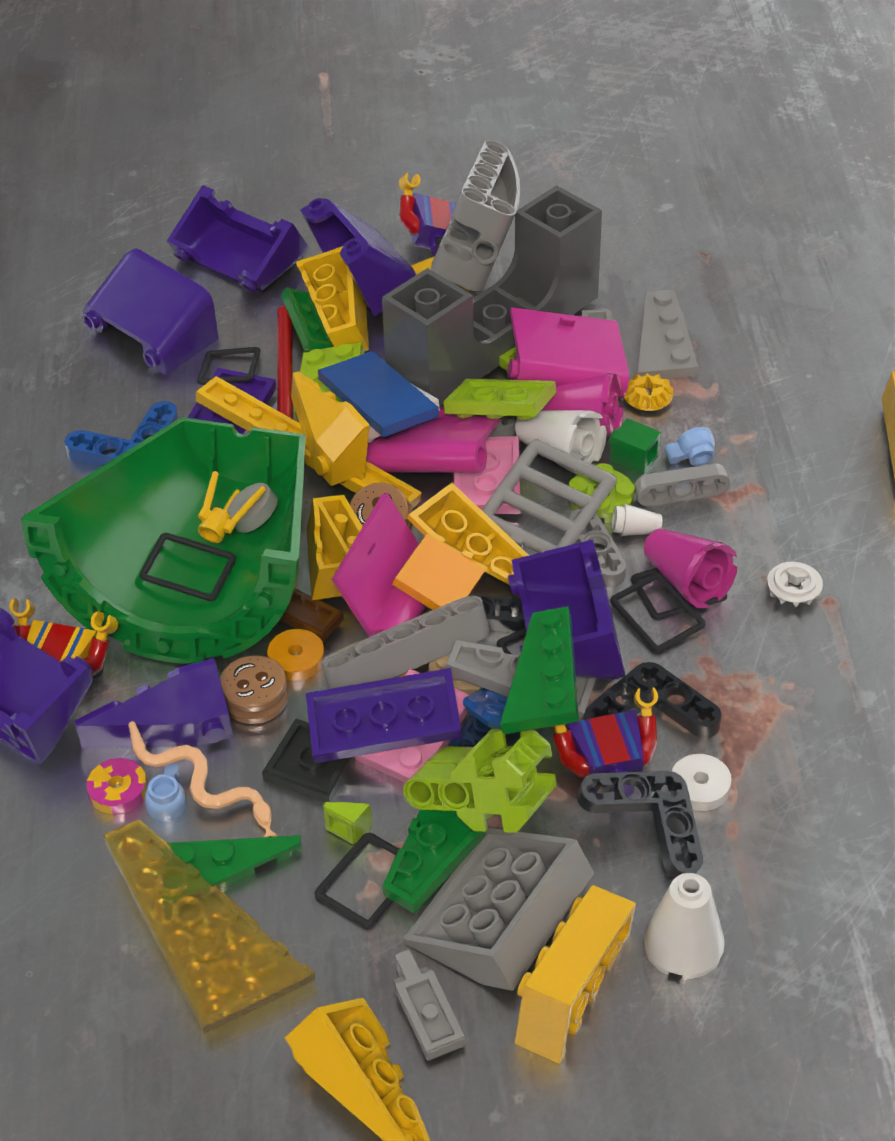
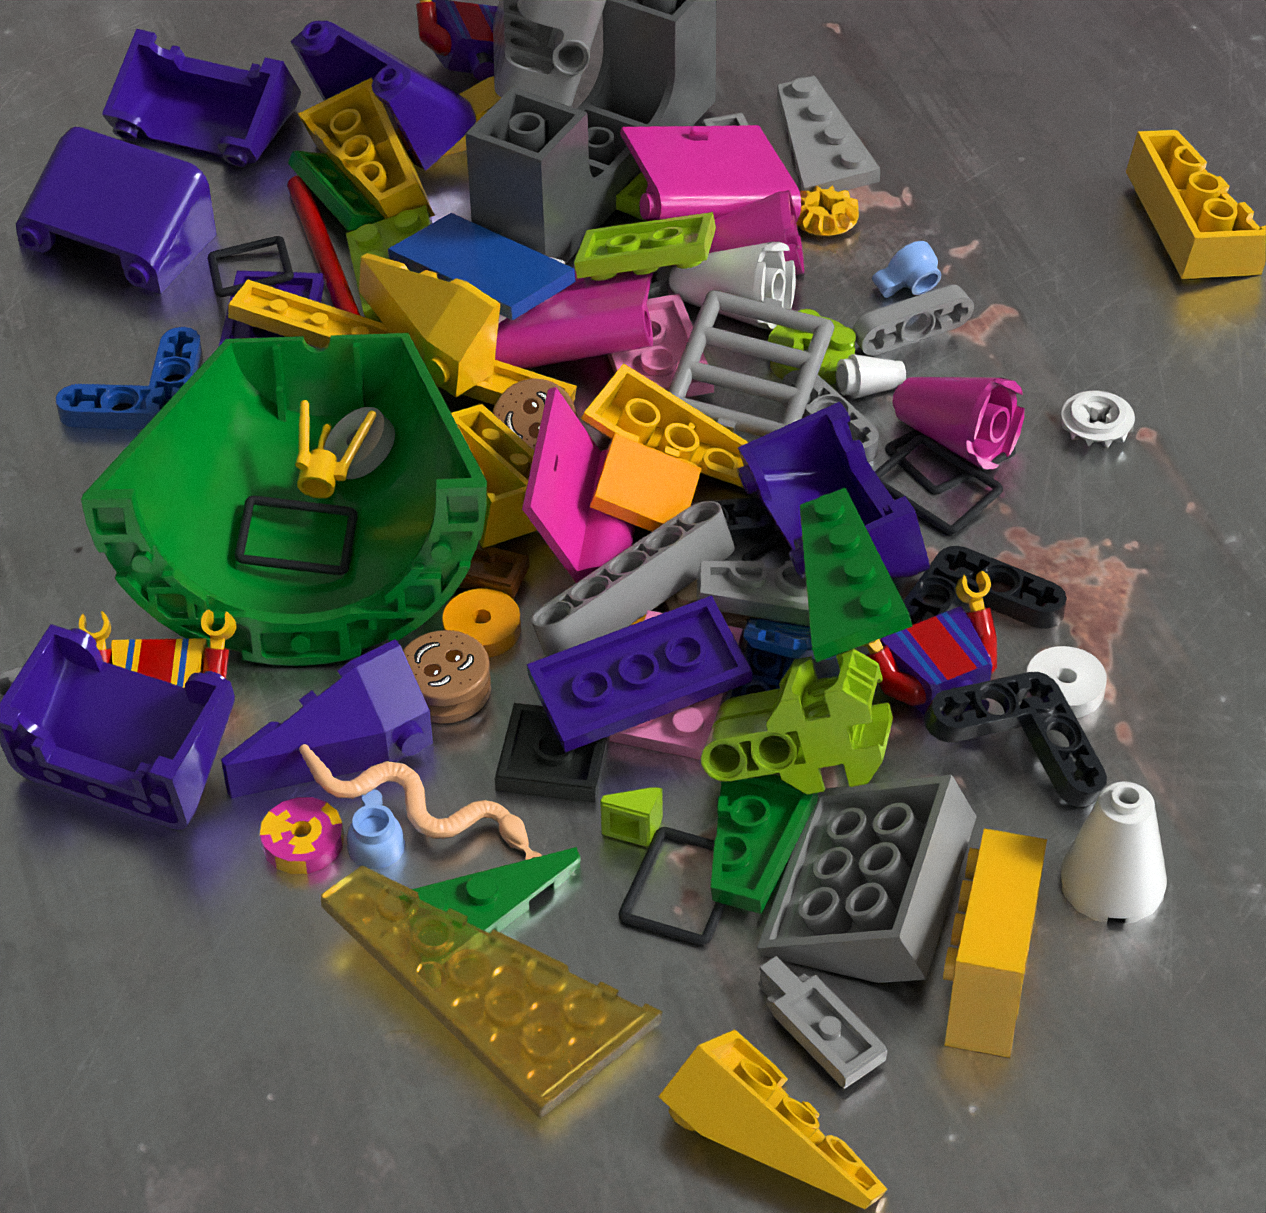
camera: 15 degrees left, 0 degrees up
(635, 445) = (834, 280): green brick -> none

